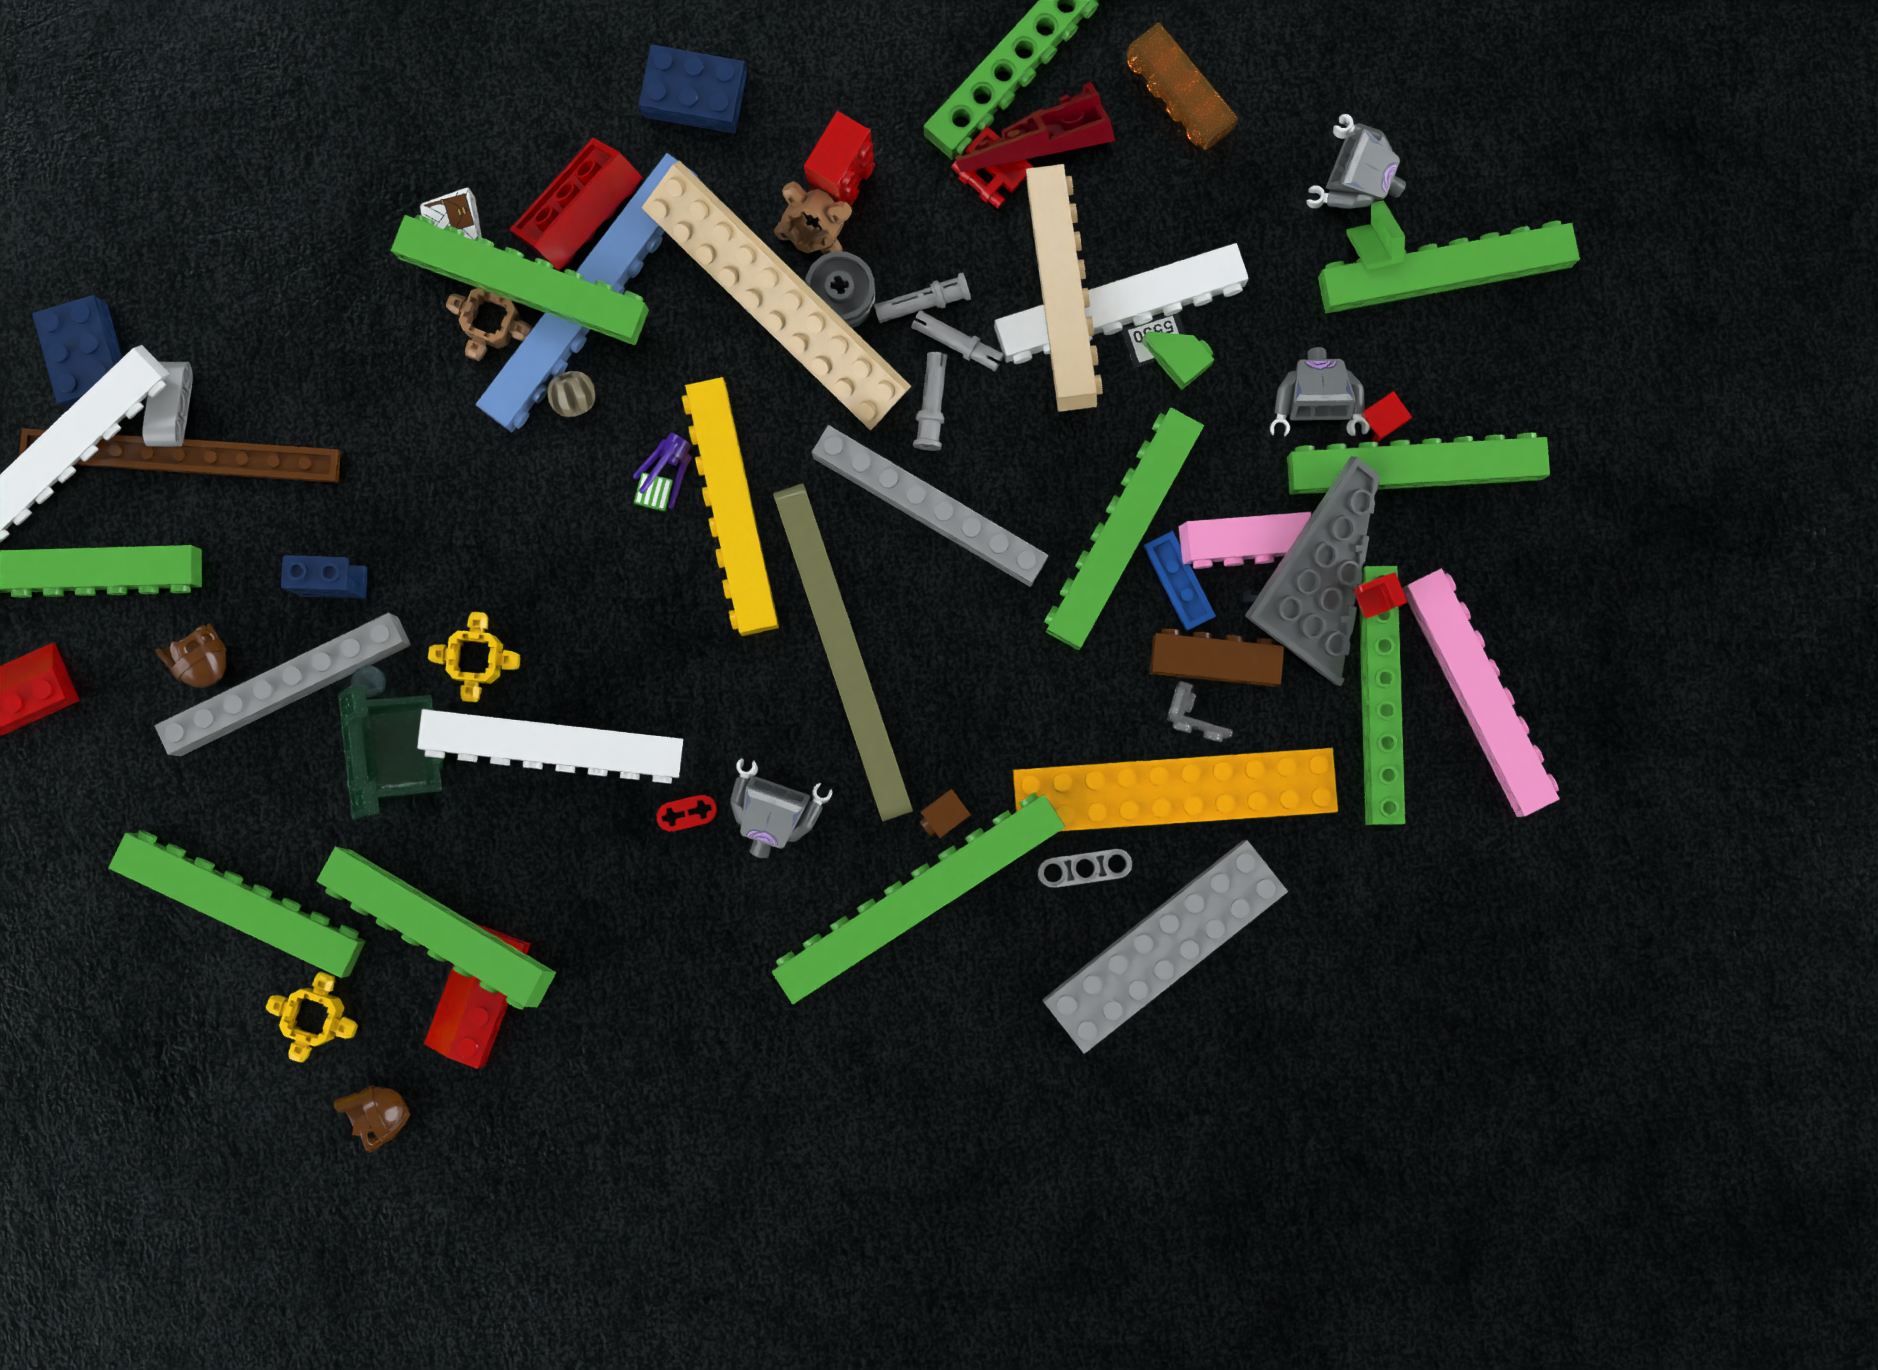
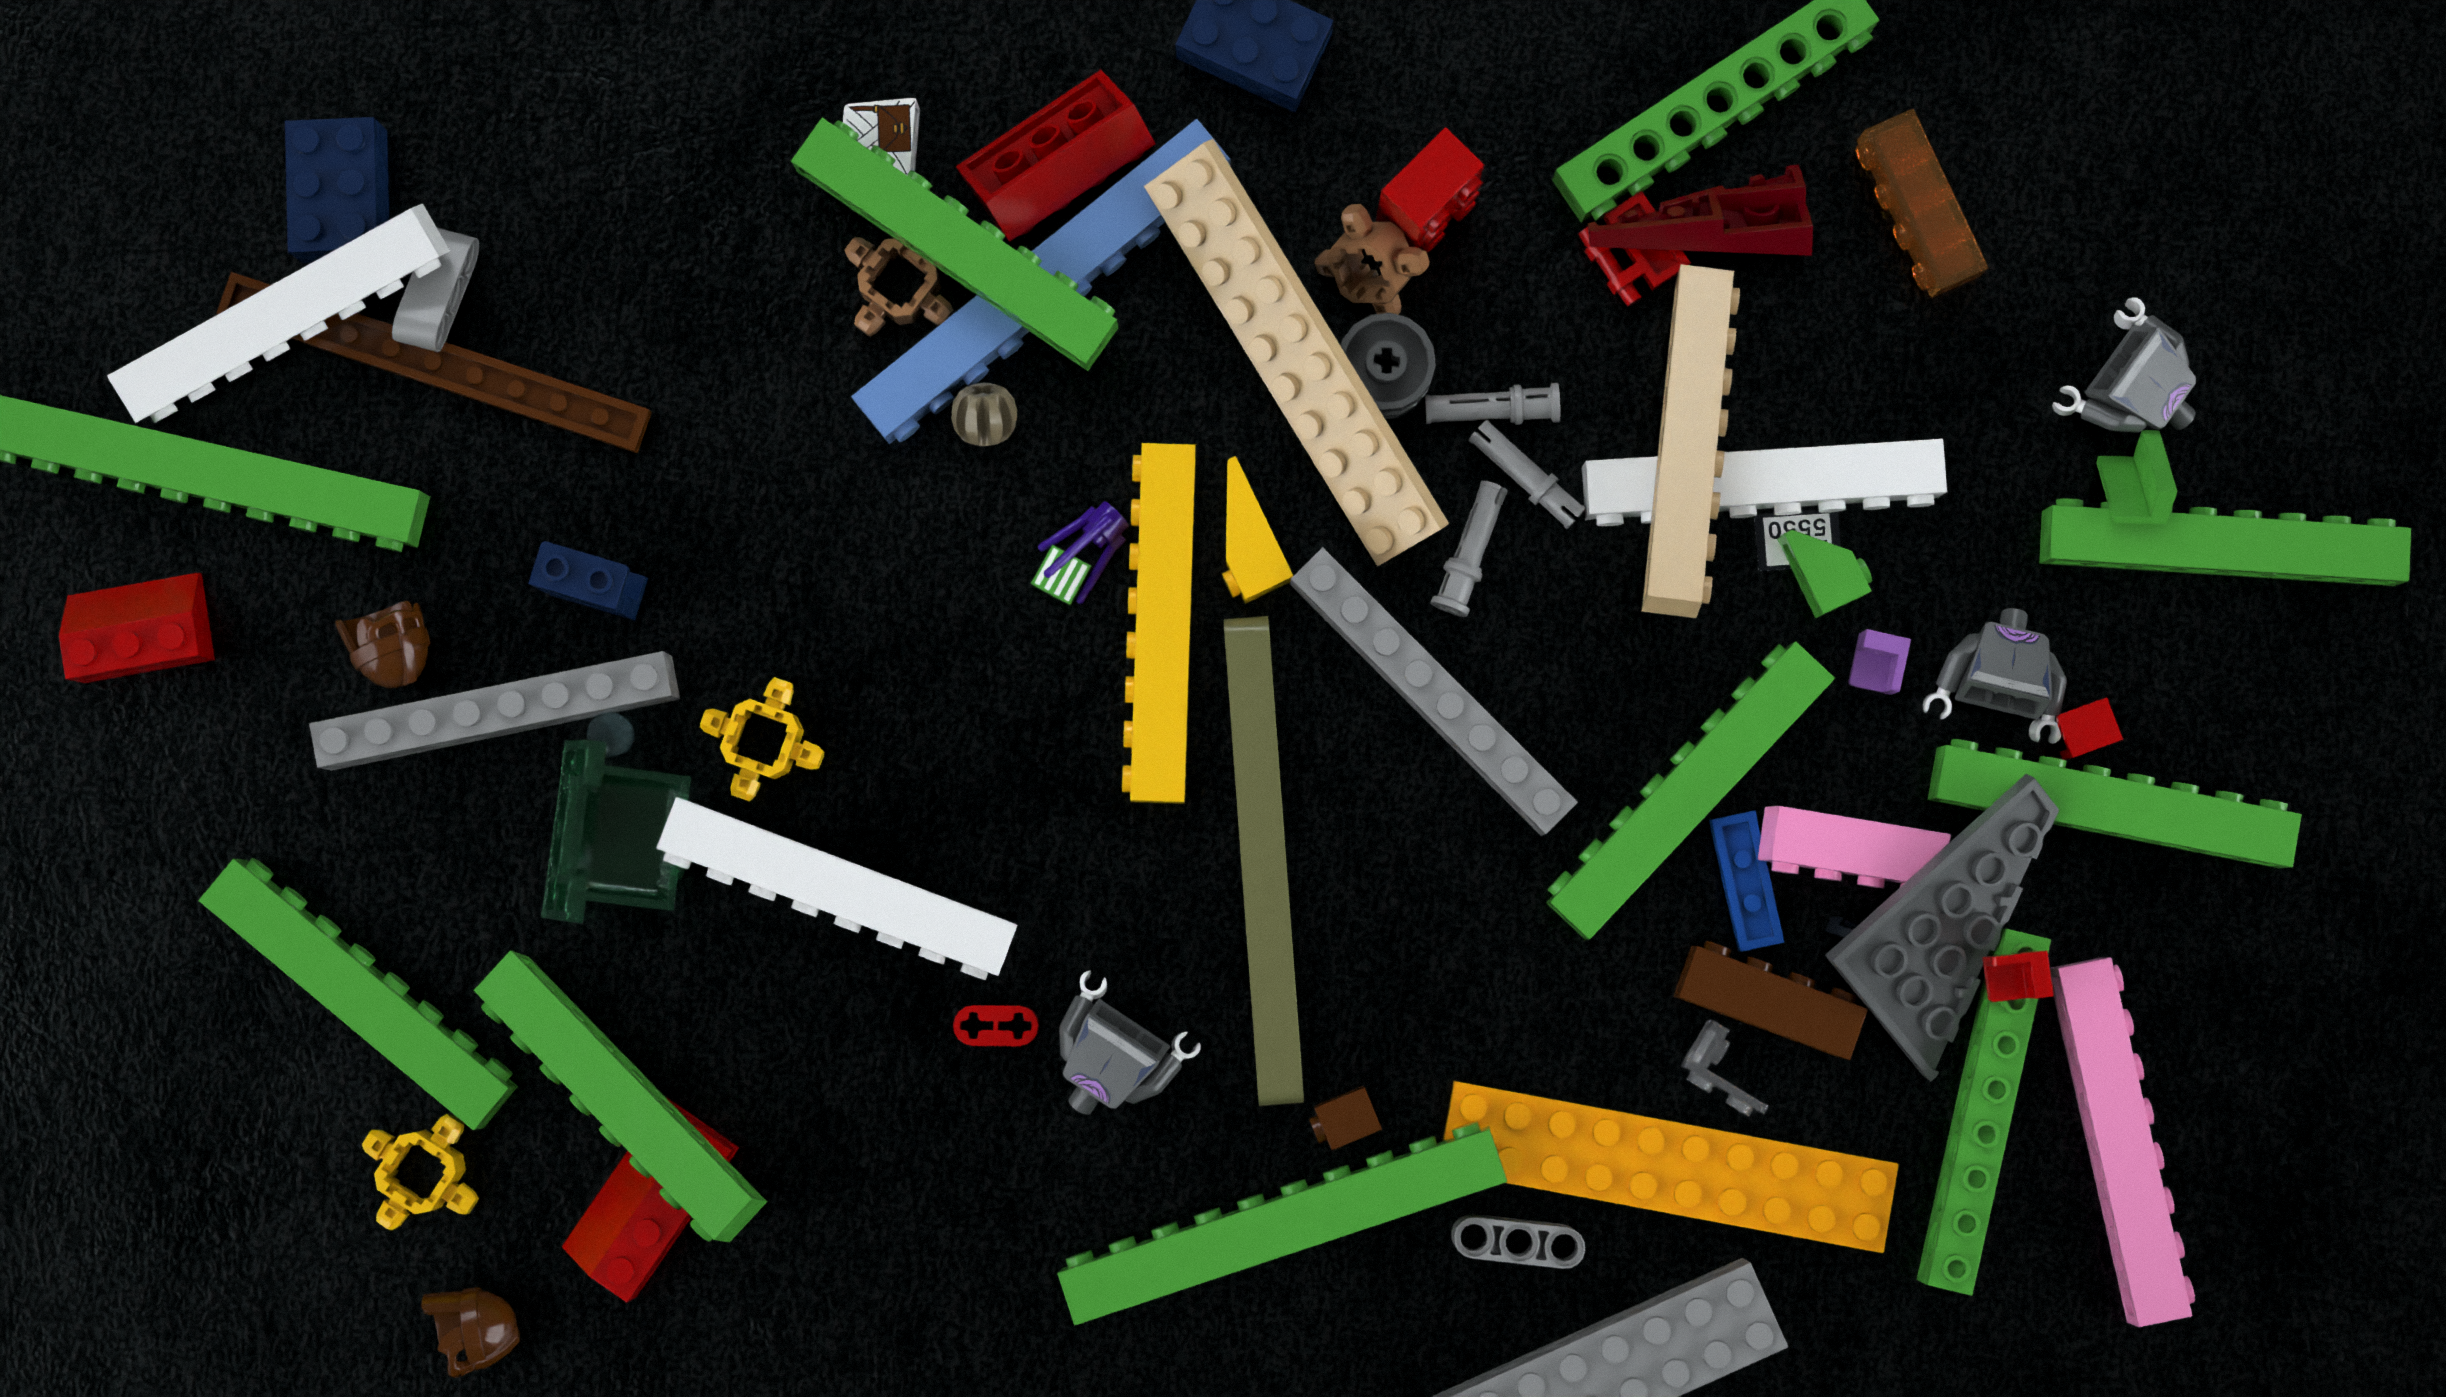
camera: 15 degrees right, 0 degrees up
(780, 440) = (1251, 548): none -> yellow slope
(1232, 407) = (1879, 662): none -> medium lavender panel

